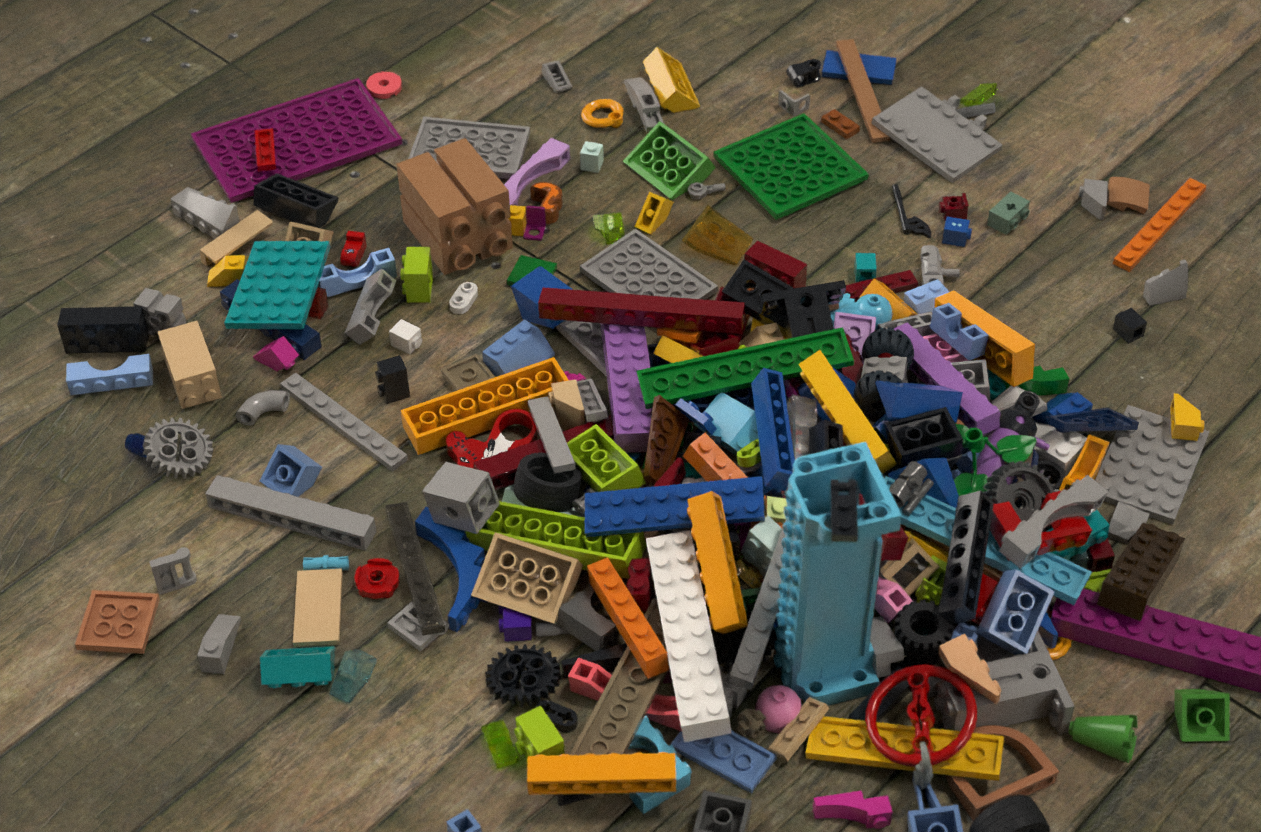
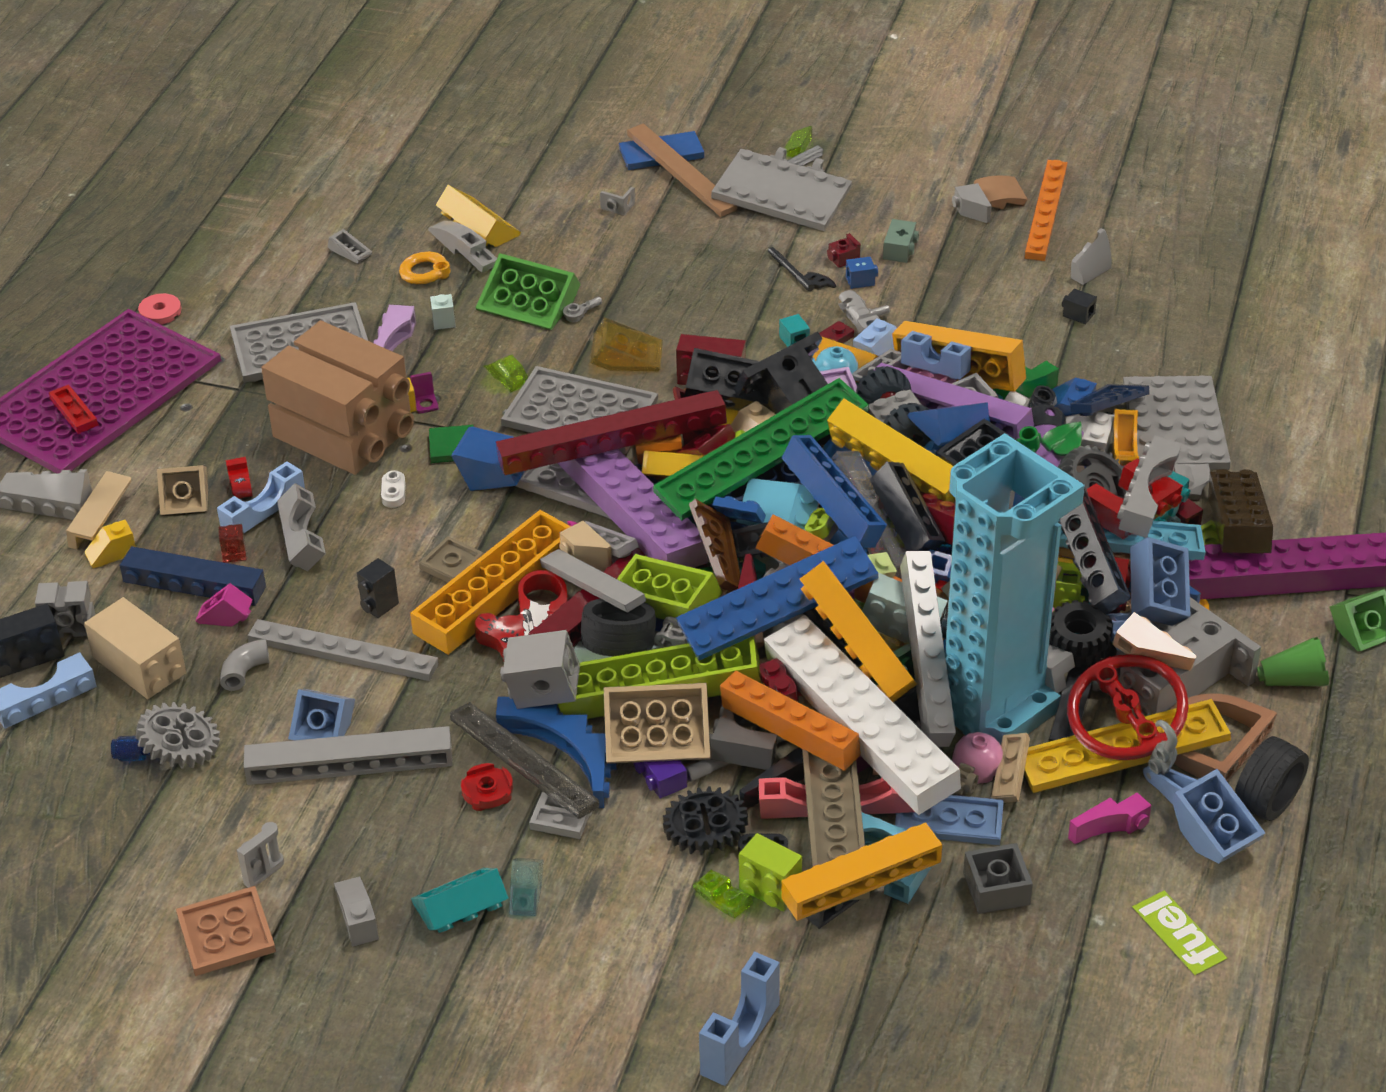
camera: 25 degrees left, 5 degrees down
(278, 285) = (186, 536): teal plate -> none
(294, 200) = (140, 450): black slope -> none
(318, 608) = (440, 837): tan tile -> none
(326, 563) = (420, 792): medium azure pin -> none
(405, 336) = (358, 545): white brick -> none
(417, 274) = (334, 479): lime brick -> none
(517, 349) = (491, 518): medium blue slope -> none
(551, 199) = (425, 361): dark orange animal -> none
(653, 213) = (544, 345): yellow slope -> none
(790, 166) = (654, 261): green plate -> none
(803, 73) = (611, 169): black piece -> none
(840, 124) = (678, 208): dark orange plate -> none
(843, 511) = (1030, 497): black plate -> none
(1185, 419) = (1187, 370): yellow slope -> none

